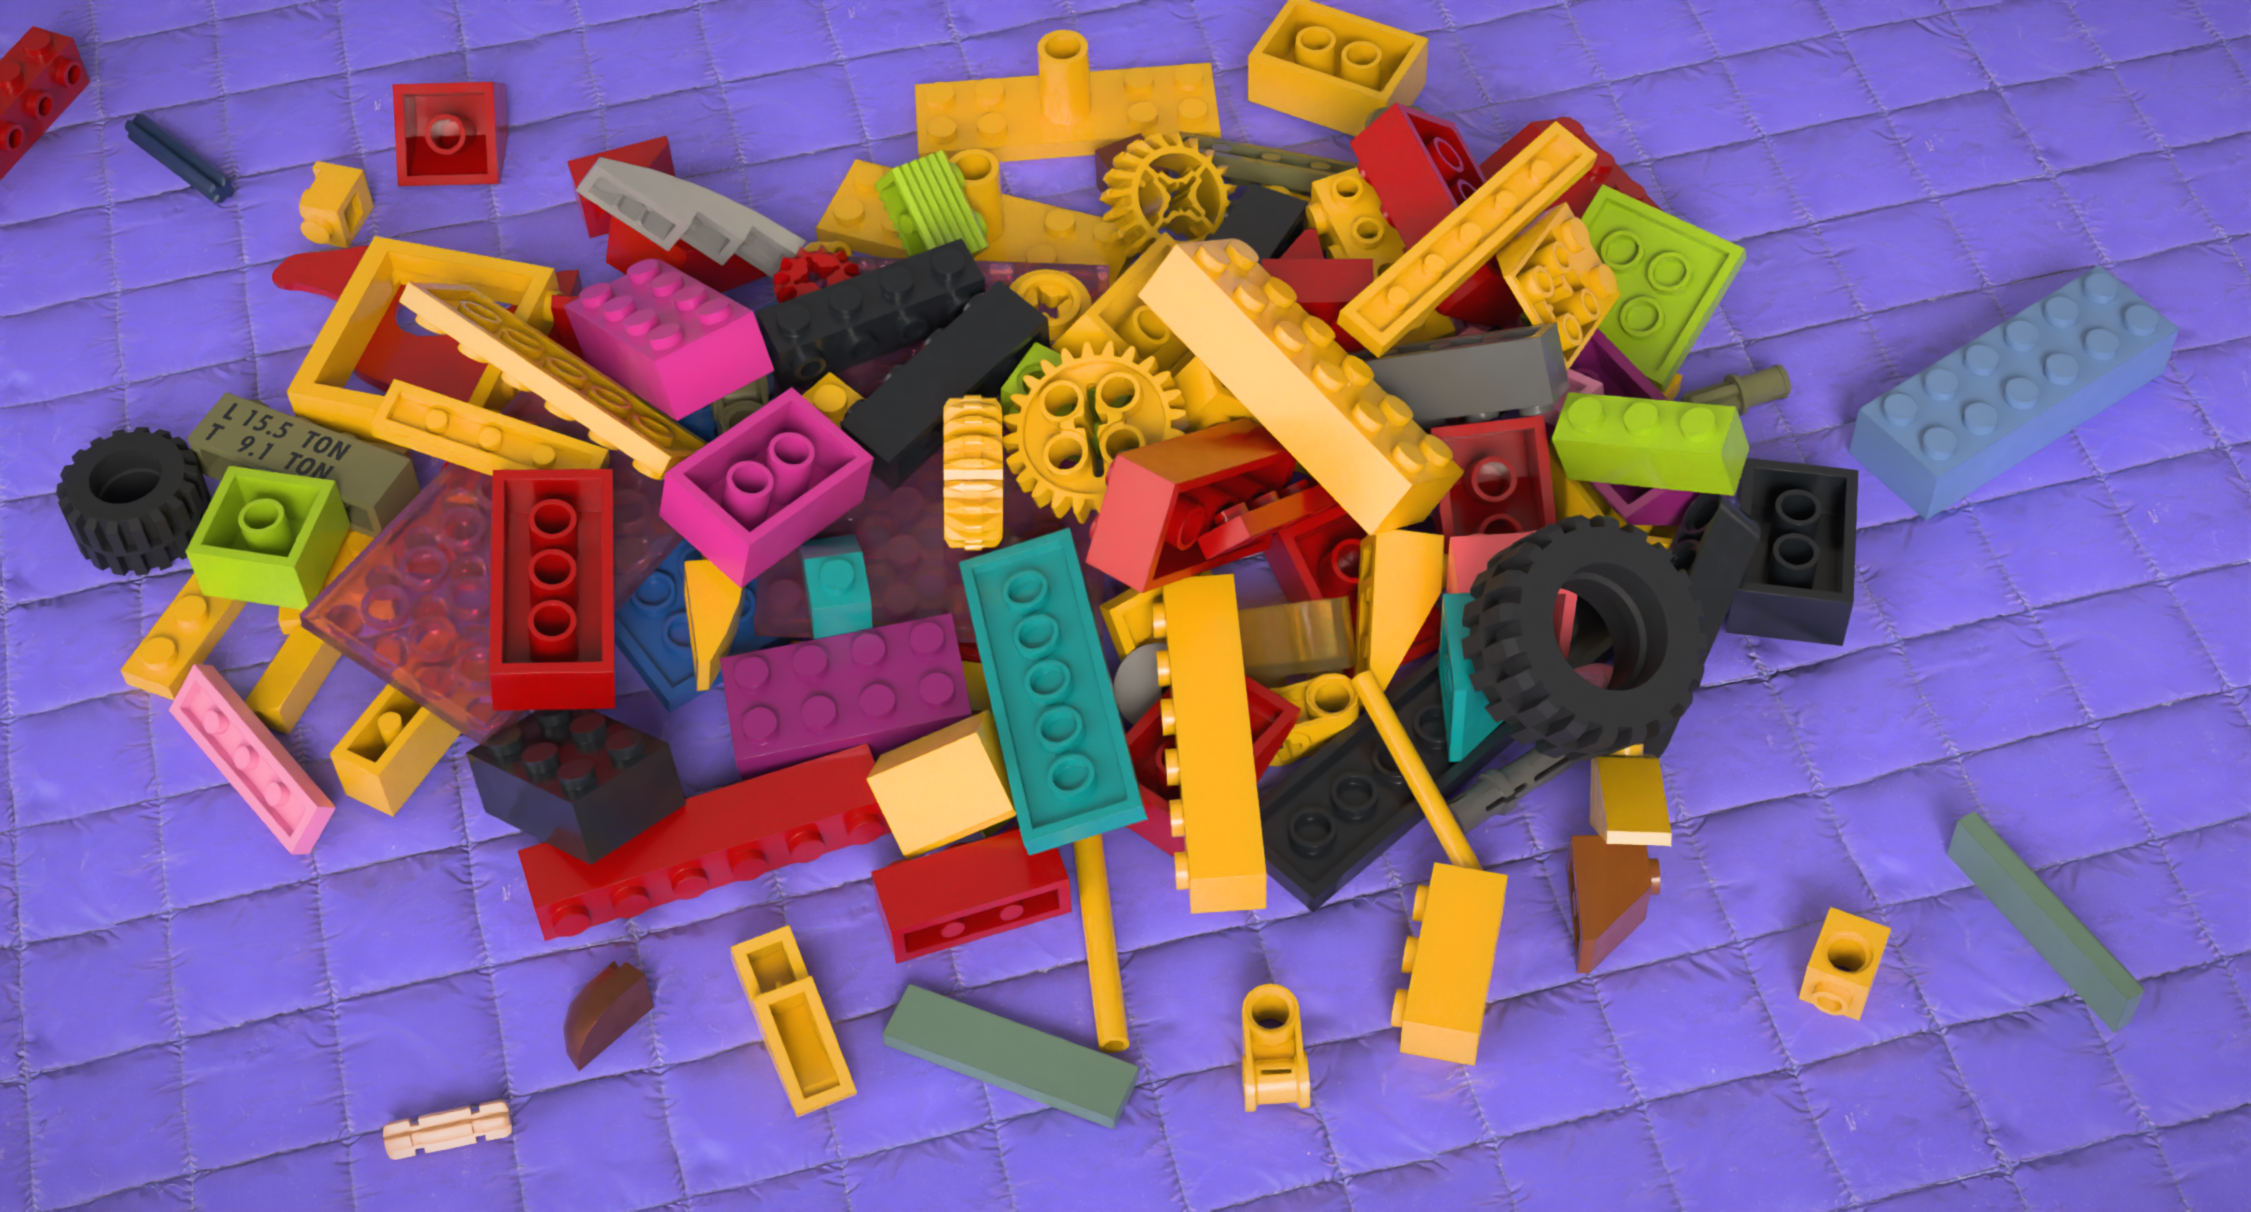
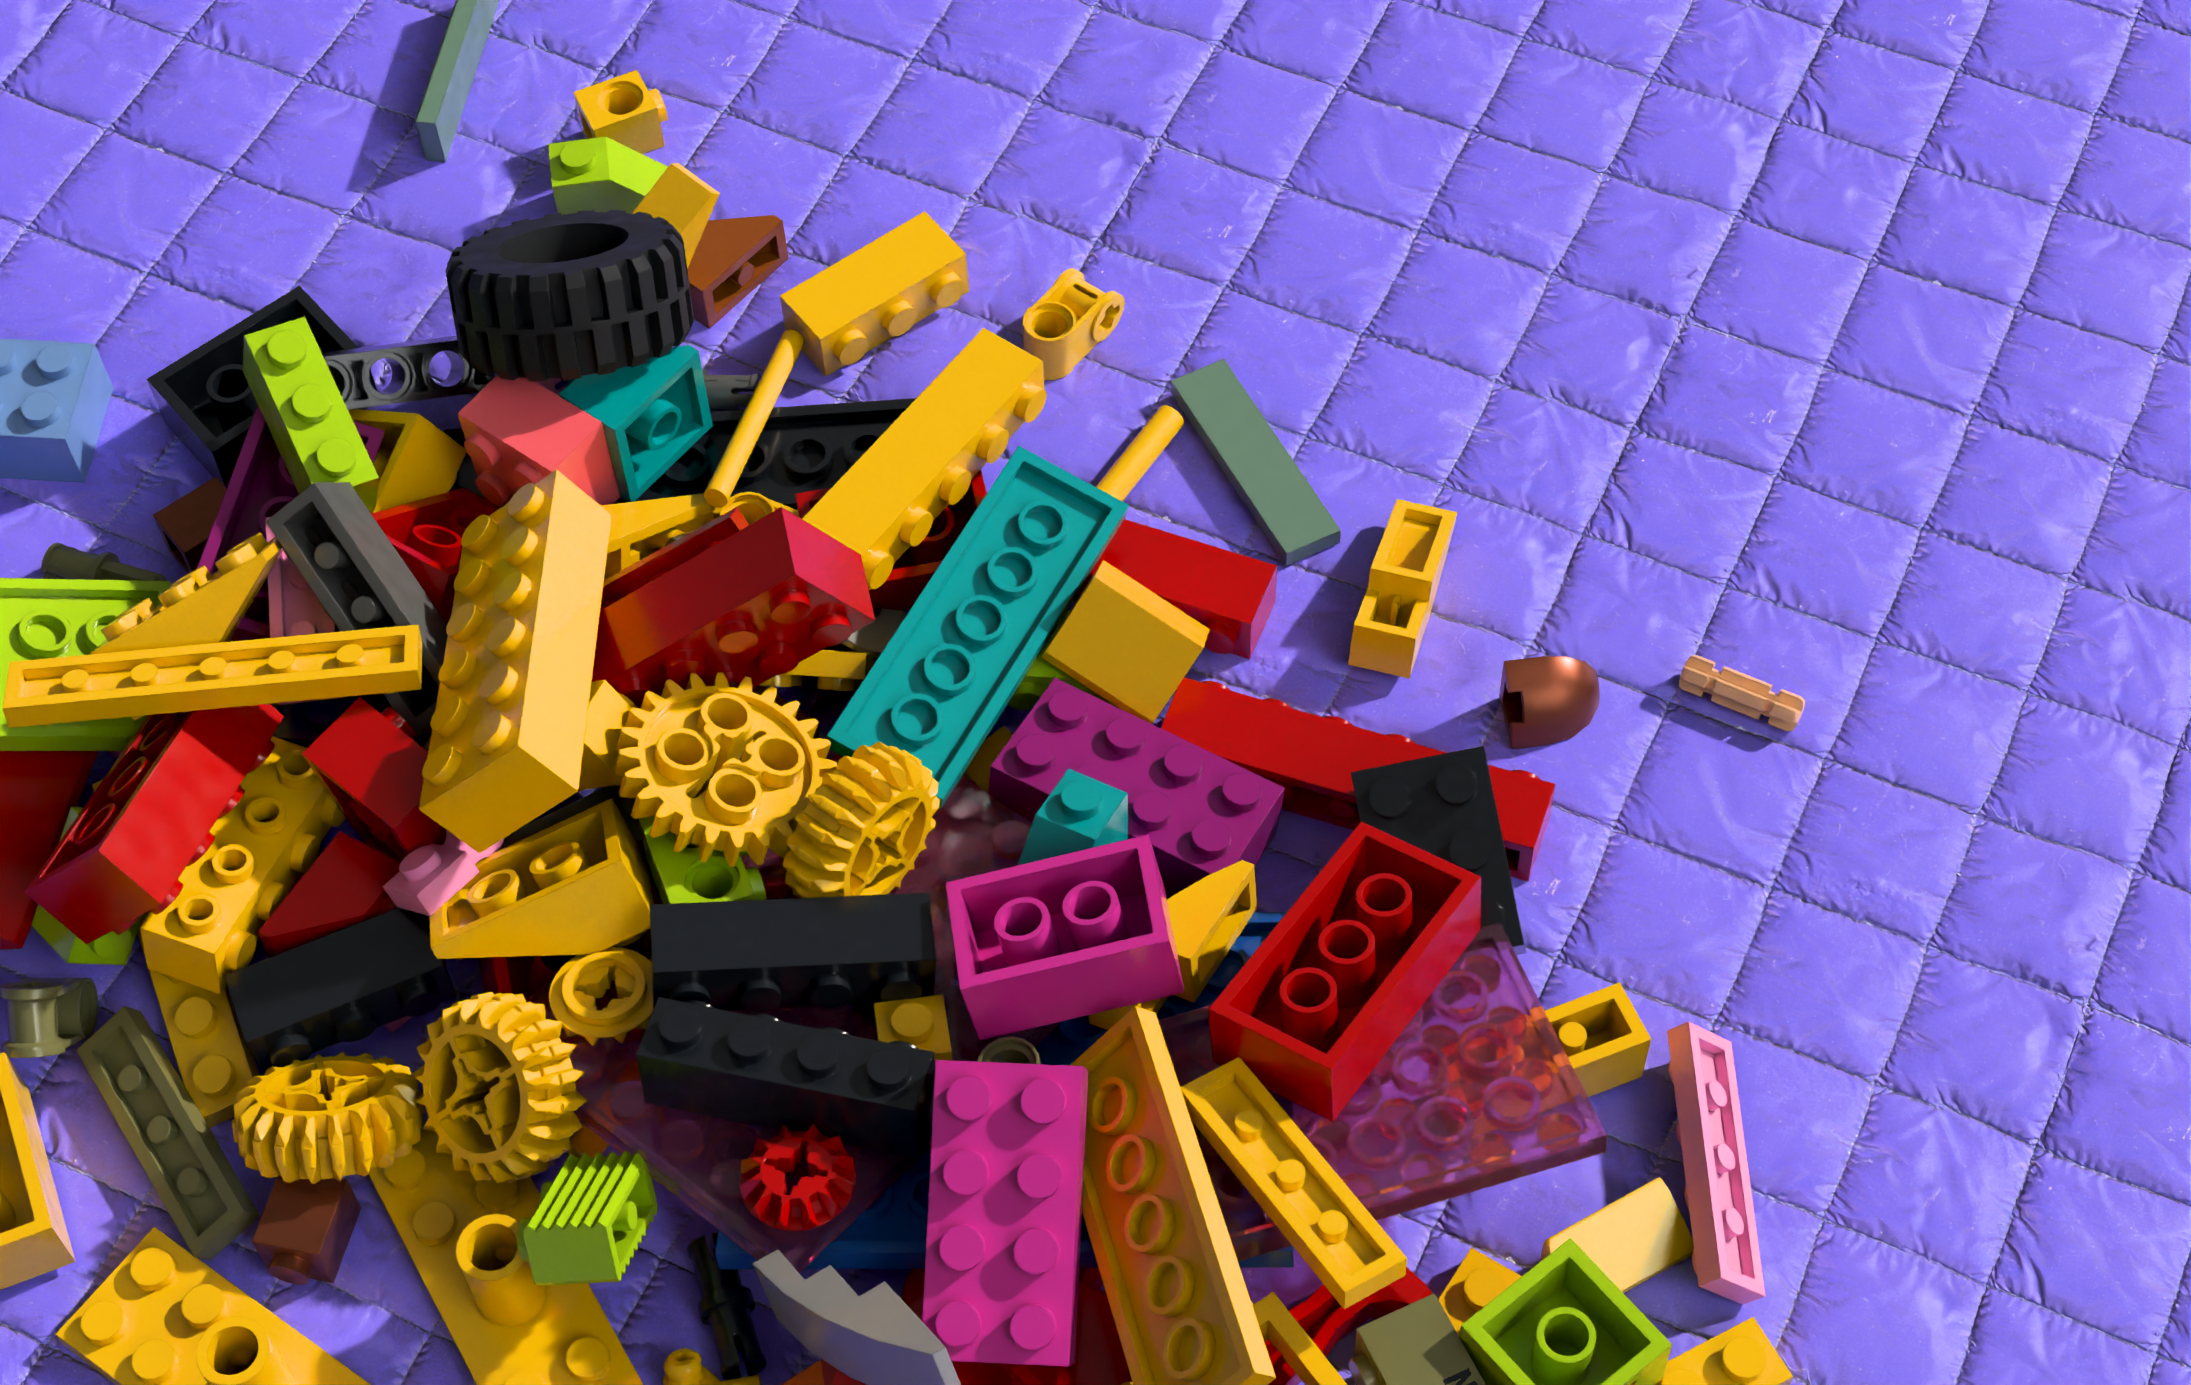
camera: 140 degrees left, 5 degrees up
(1064, 239) = (499, 1087): none -> yellow gear
(1775, 899) = (600, 175): none -> lime slope

